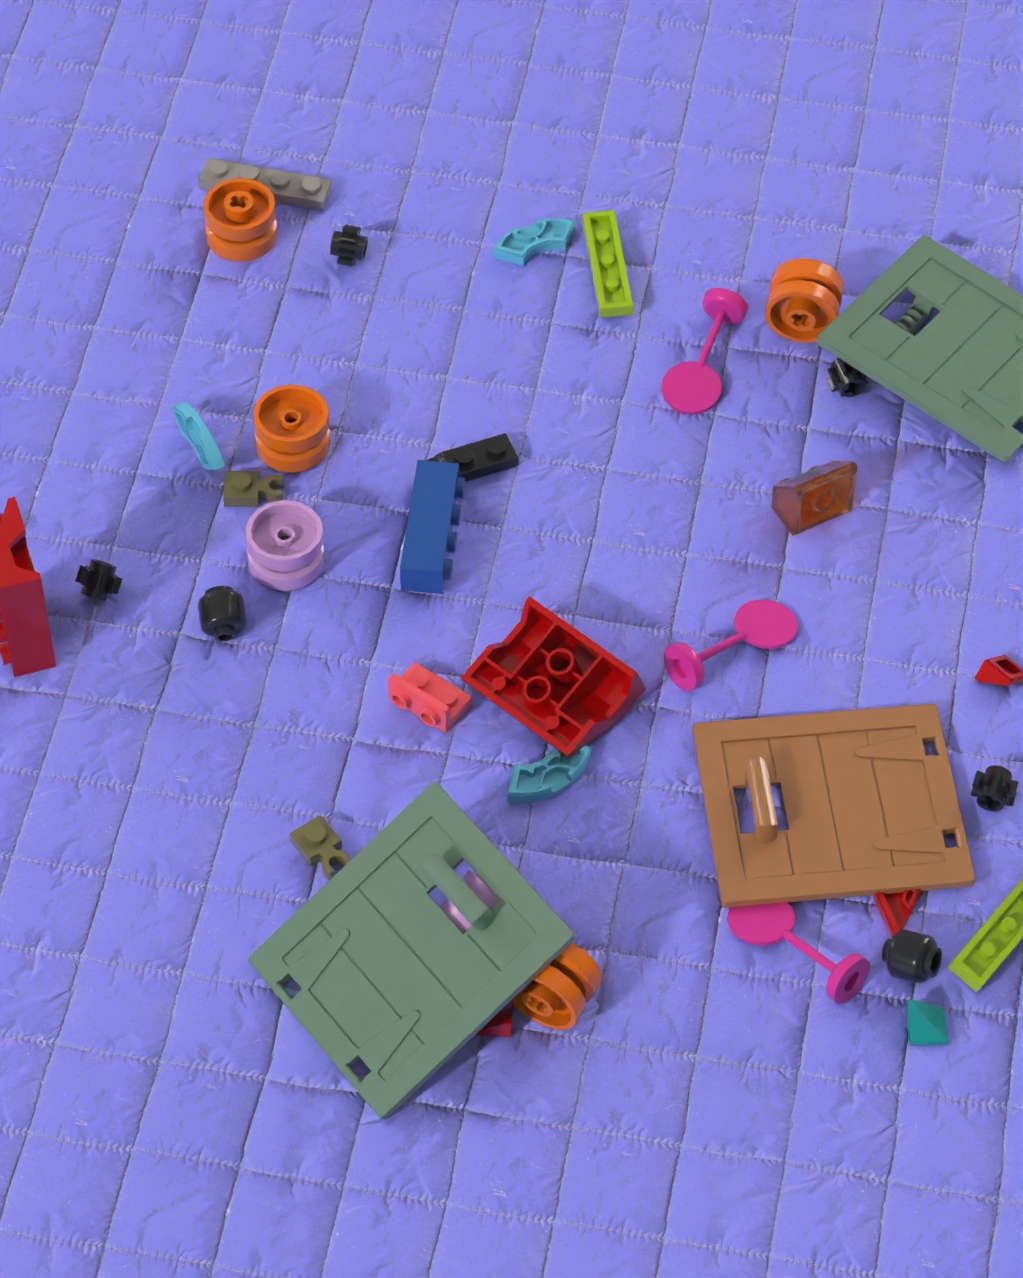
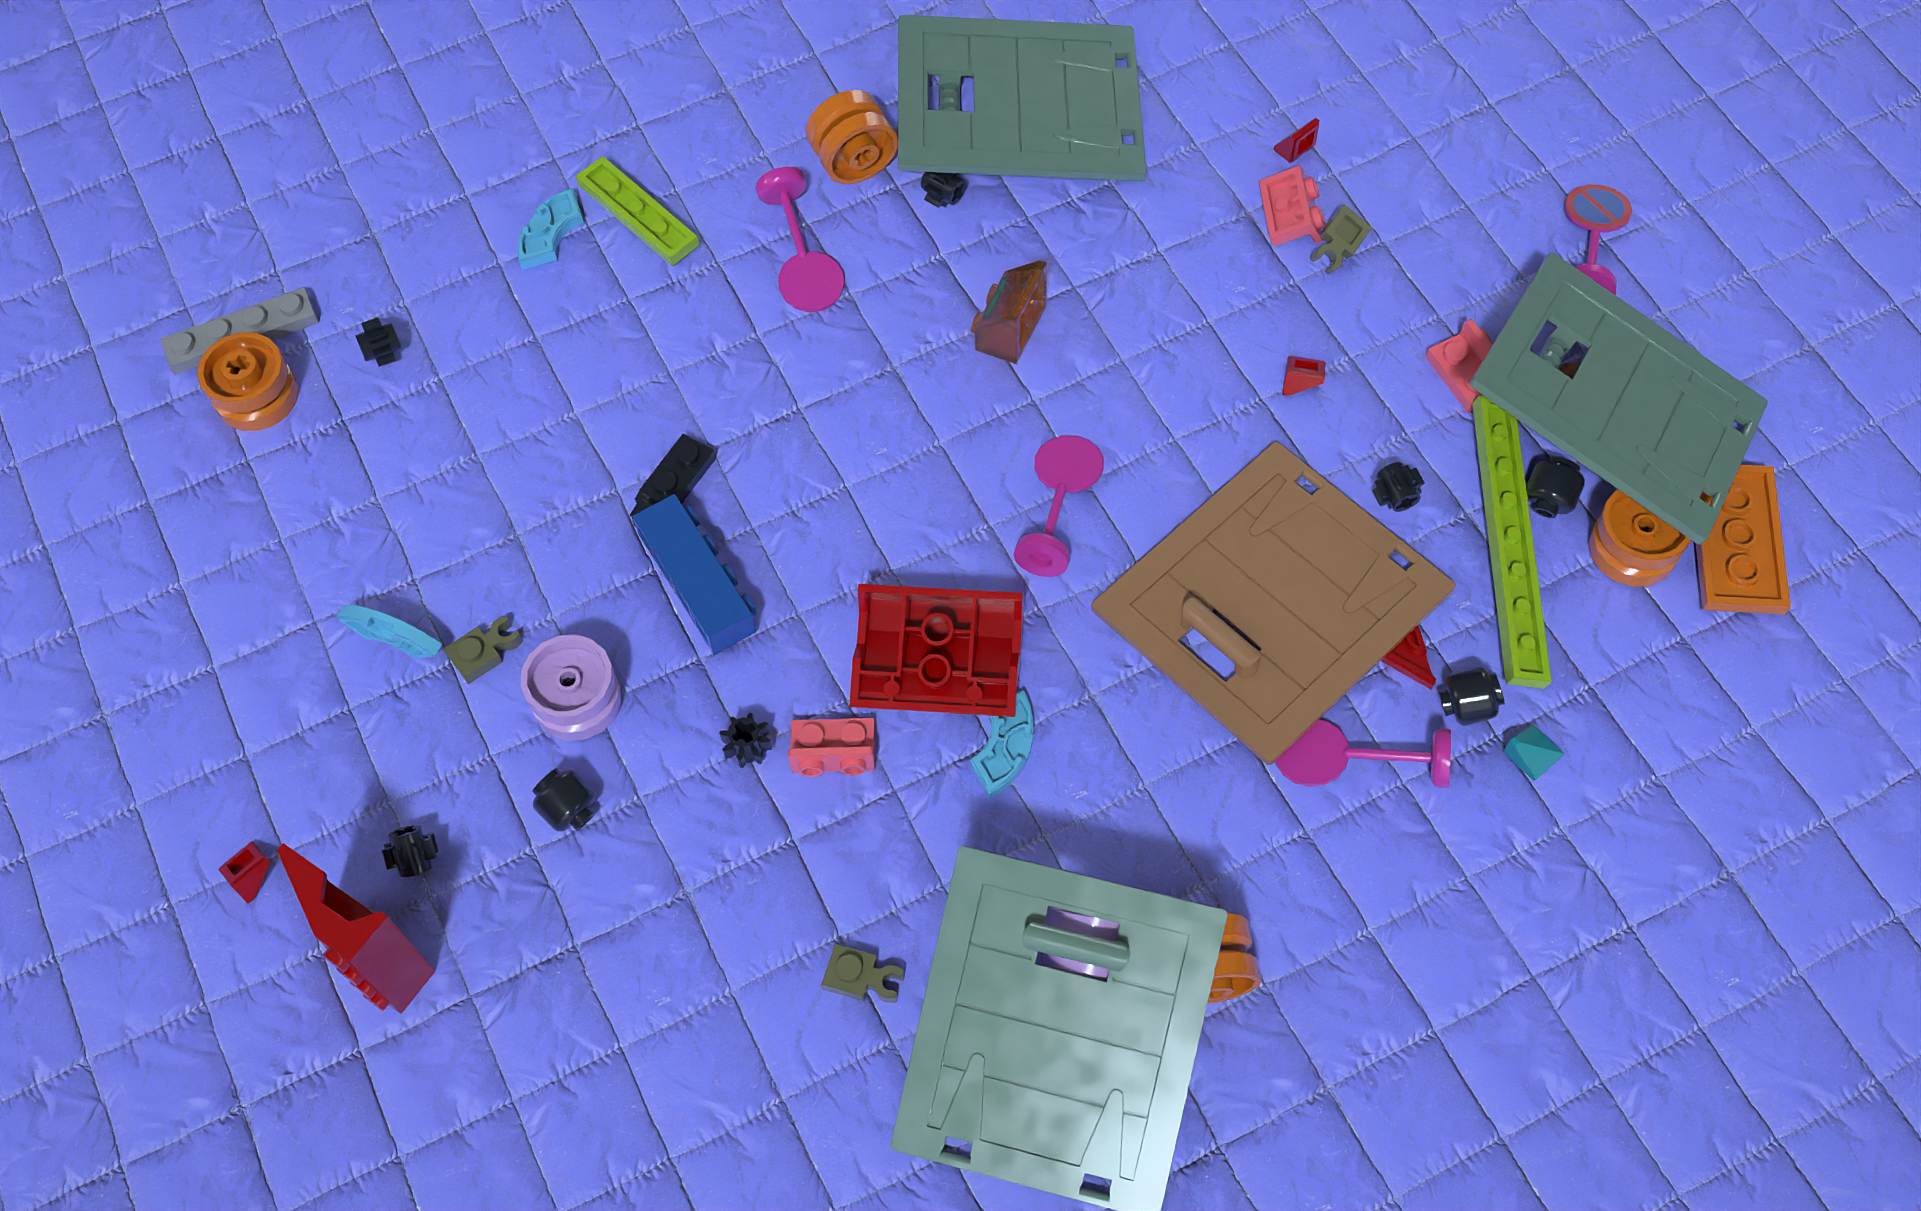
camera: 35 degrees left, 10 degrees up
(291, 428) = (477, 562): orange wheel -> none
(372, 654) = (737, 747): none -> black gear

